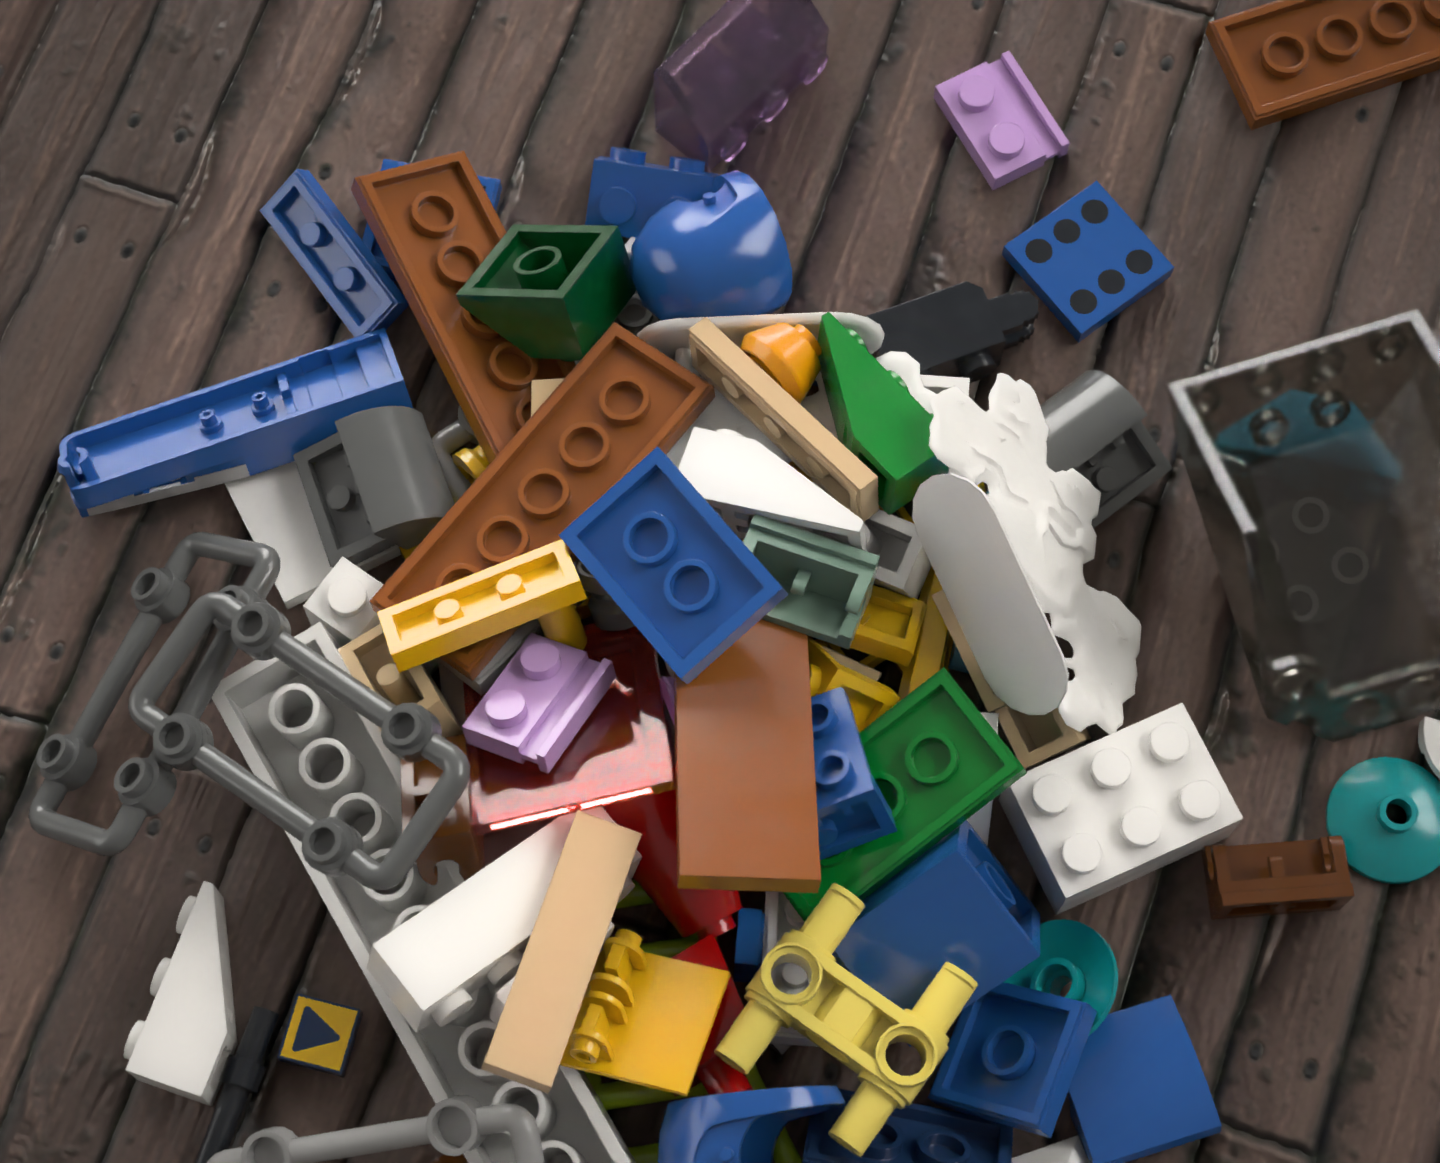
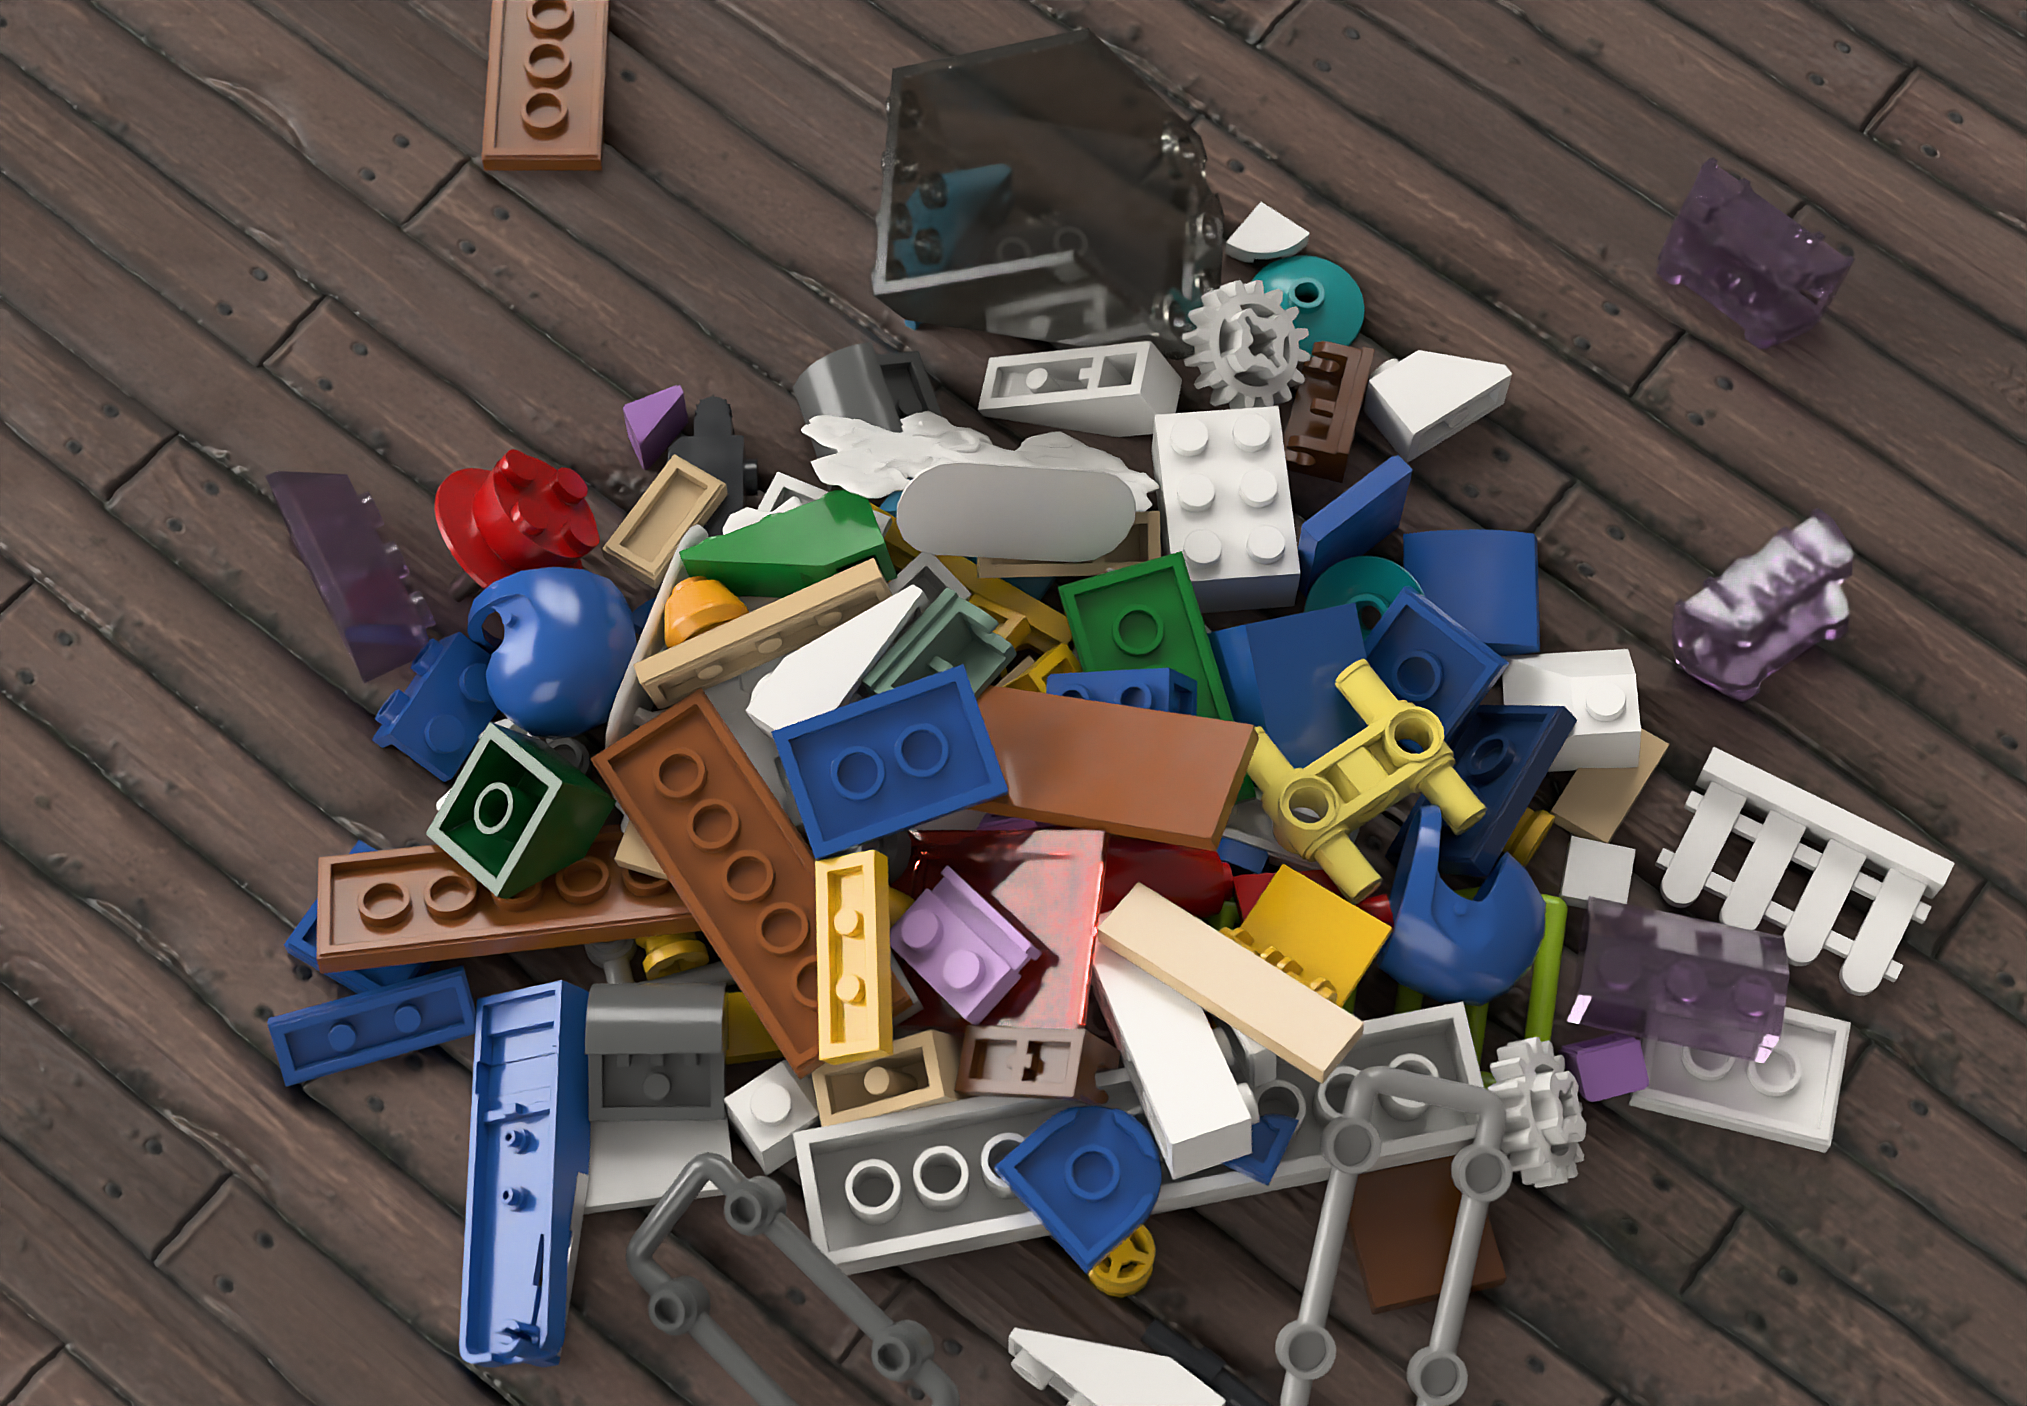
camera: 70 degrees left, 5 degrees down
(320, 1035) = (1189, 1286): tile -> none
(322, 947) = (1137, 1249): none -> yellow wheel
(339, 913) = (1087, 1179): none -> blue tile
(405, 729) = (801, 1172): dark grey bar -> none
(438, 1047) = (1269, 1143): none -> blue tile
(827, 180) = (513, 520): none -> red piece
(903, 304) = (659, 520): none -> tan tile
(995, 265) = (655, 423): none -> medium lavender slope
(1001, 120) = (498, 371): lavender plate -> none
(1087, 261) = (680, 341): blue tile -> none
(1146, 933) = (1353, 521): none -> blue tile
(1197, 634) = (1083, 389): none -> white slope
(1316, 746) = (1246, 344): none -> white gear
(1334, 975) = (1431, 398): none -> white slope

